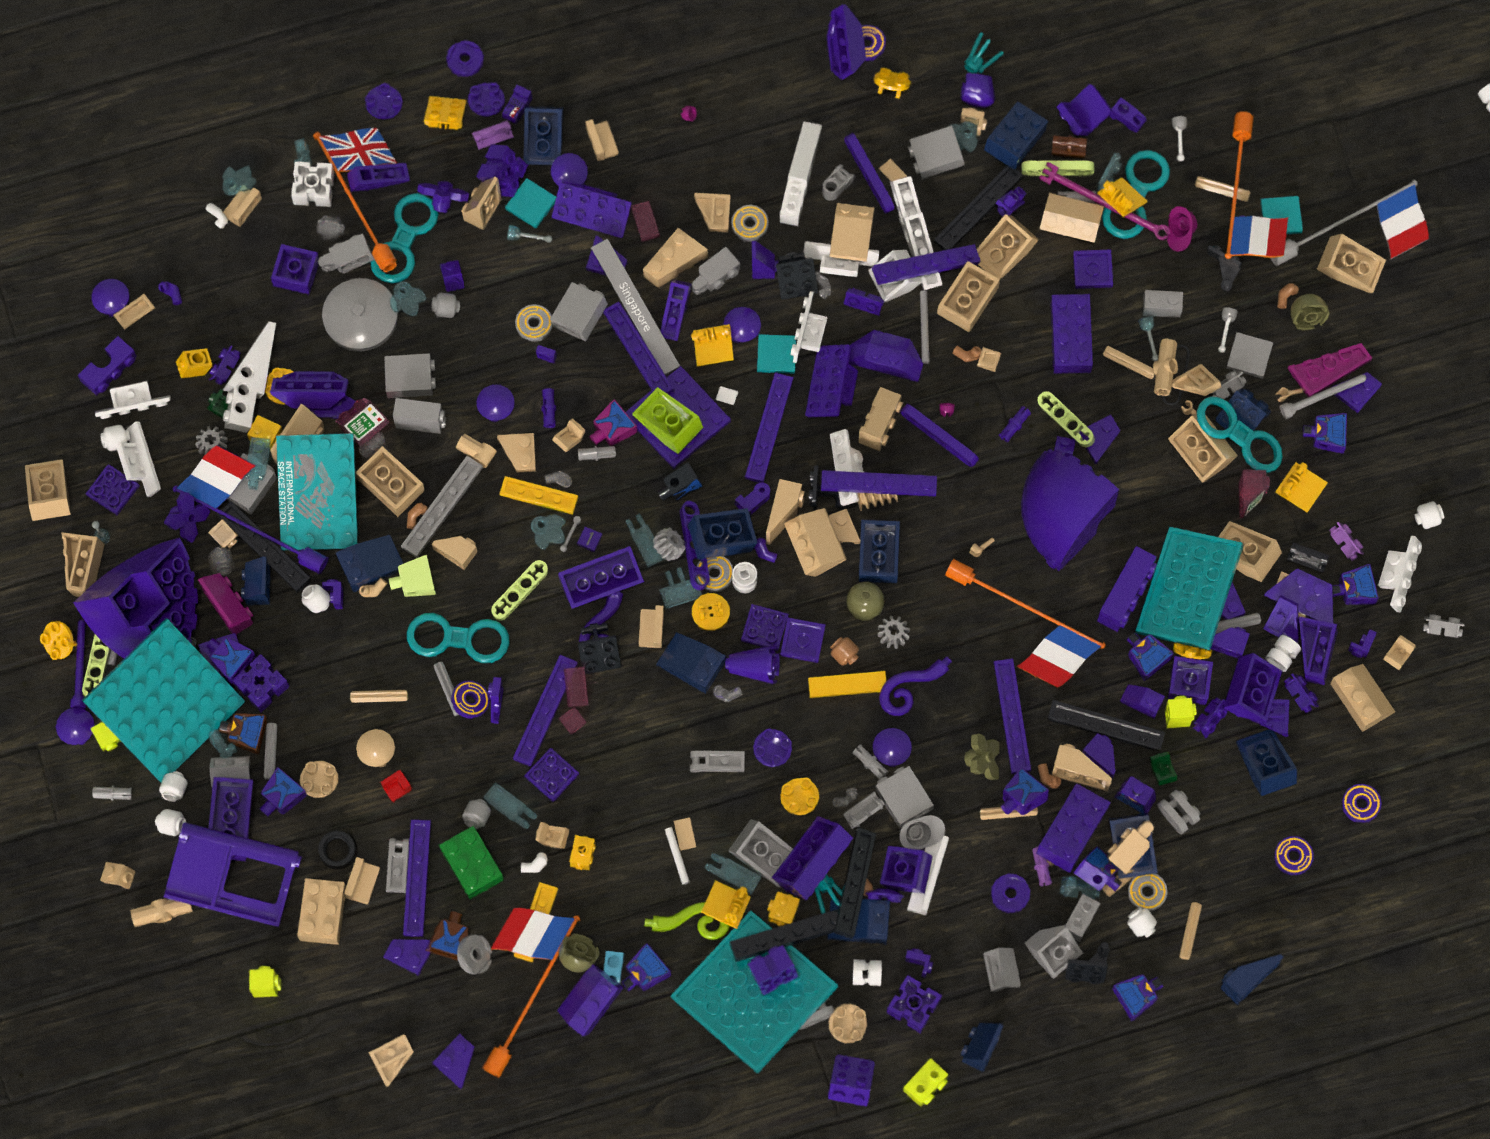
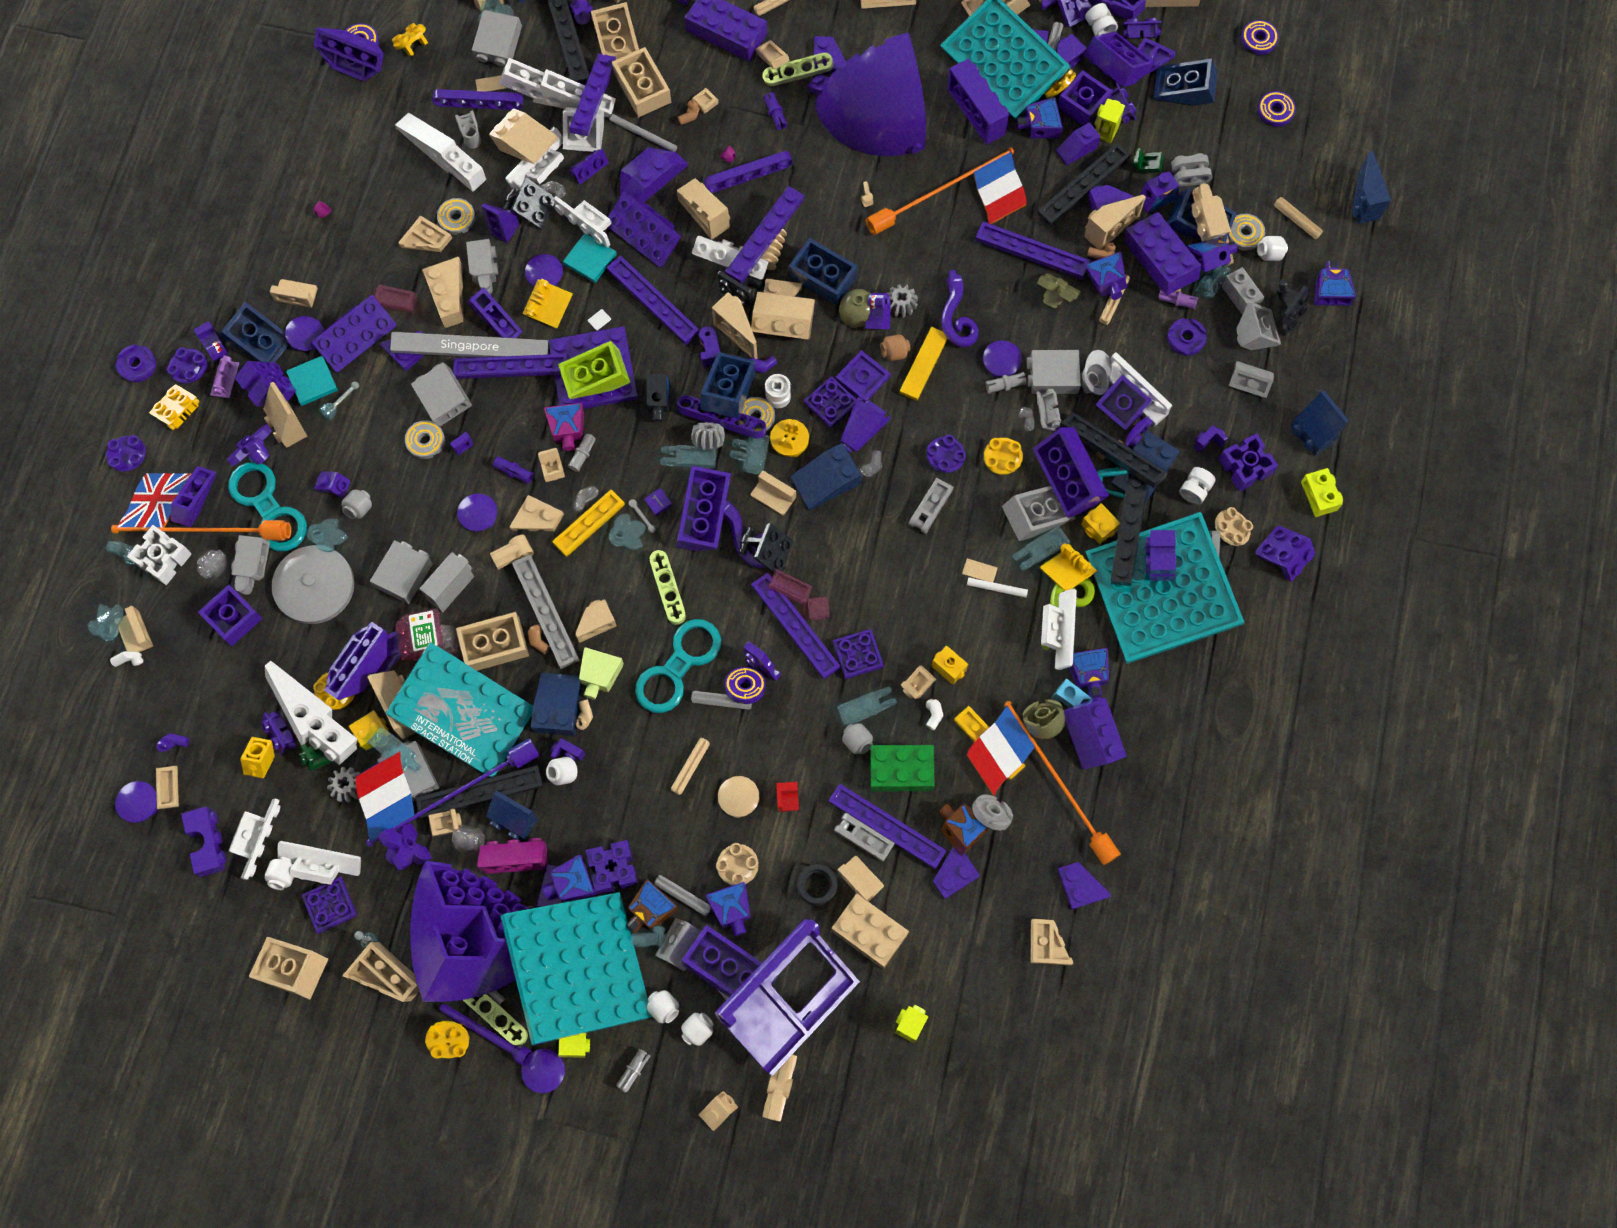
camera: 60 degrees left, 0 degrees up
(663, 921) = (1059, 628): none -> white bracket
(868, 619) = (879, 311): none -> dark purple leg
(1067, 389) = (772, 54): none -> tan tile

